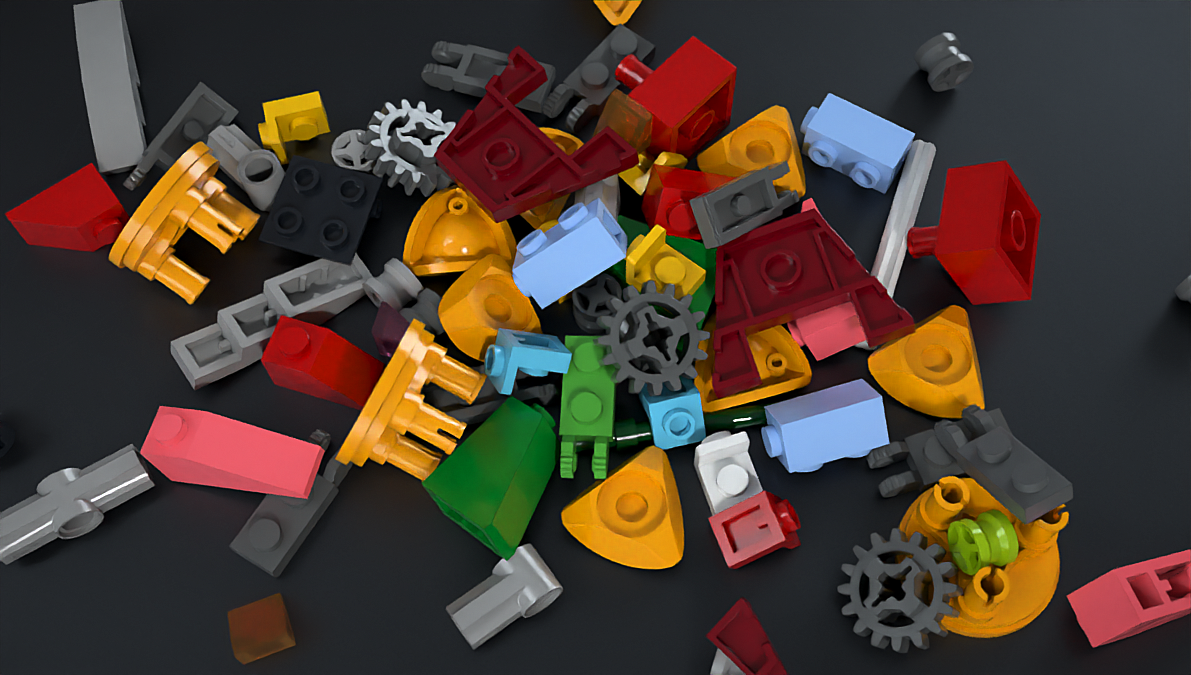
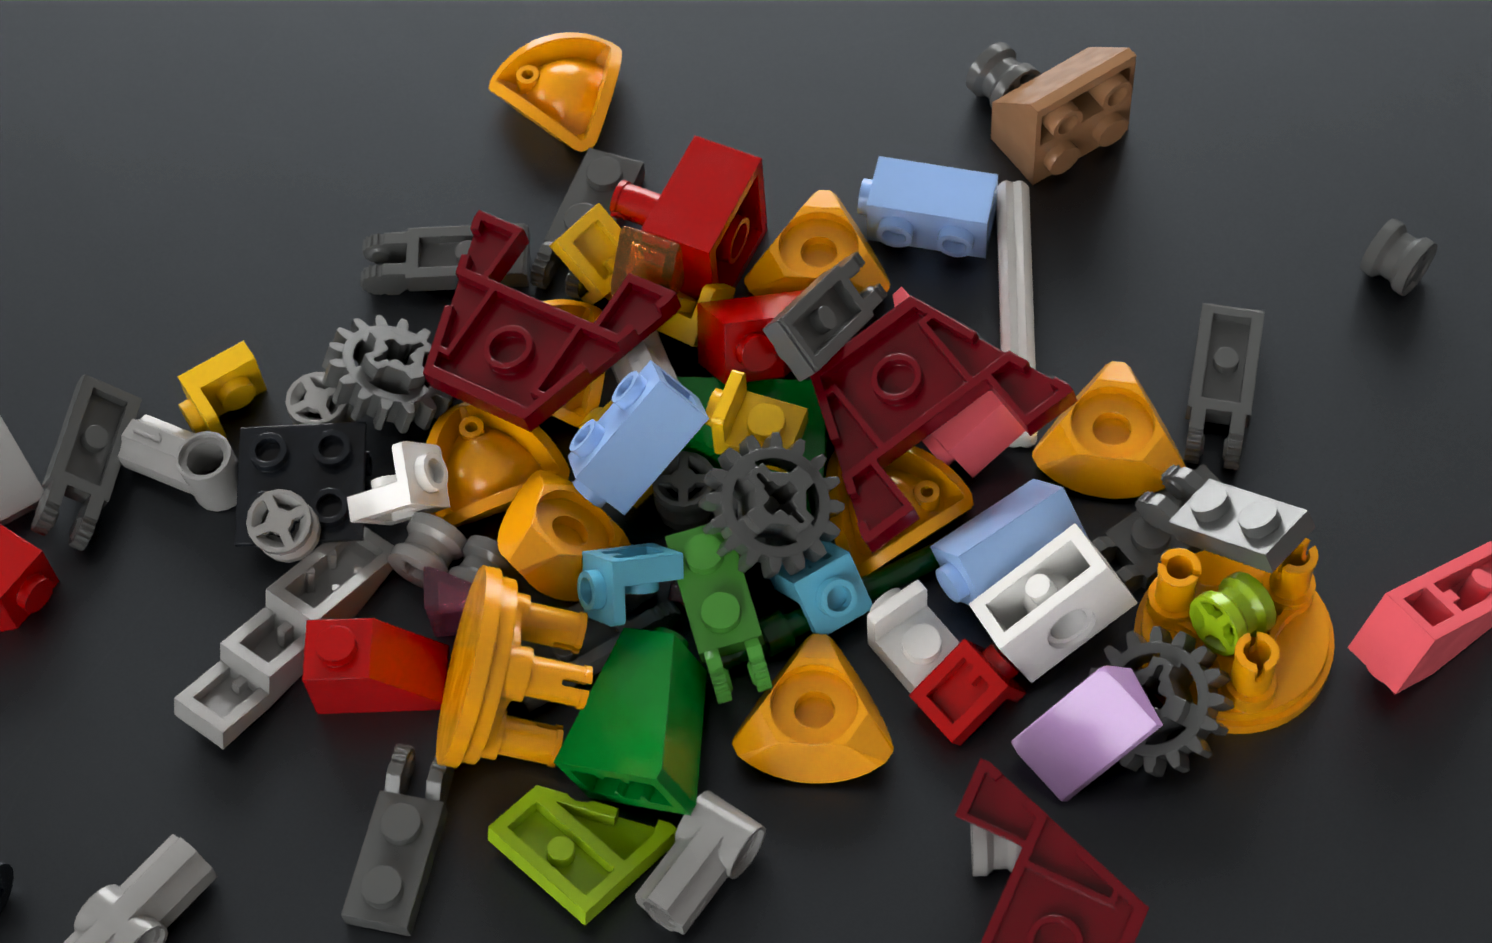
camera: 15 degrees left, 5 degrees down
(182, 200) = (135, 521): light orange piece -> none
(229, 453) = (303, 804): coral slope -> none
(281, 233) = (275, 514): none -> light grey wheel
(398, 237) = (415, 487): none -> white bracket
(419, 555) = (578, 848): none -> lime wing
(588, 98) = (590, 252): none -> yellow bracket
(837, 597) = (1088, 731): none -> lavender slope
(842, 485) = (1052, 603): none -> white brick
(984, 100) = (1066, 112): none -> medium nougat slope
(984, 234) = (1118, 267): red brick -> none
(1037, 345) = (1223, 378): none -> dark grey hinge

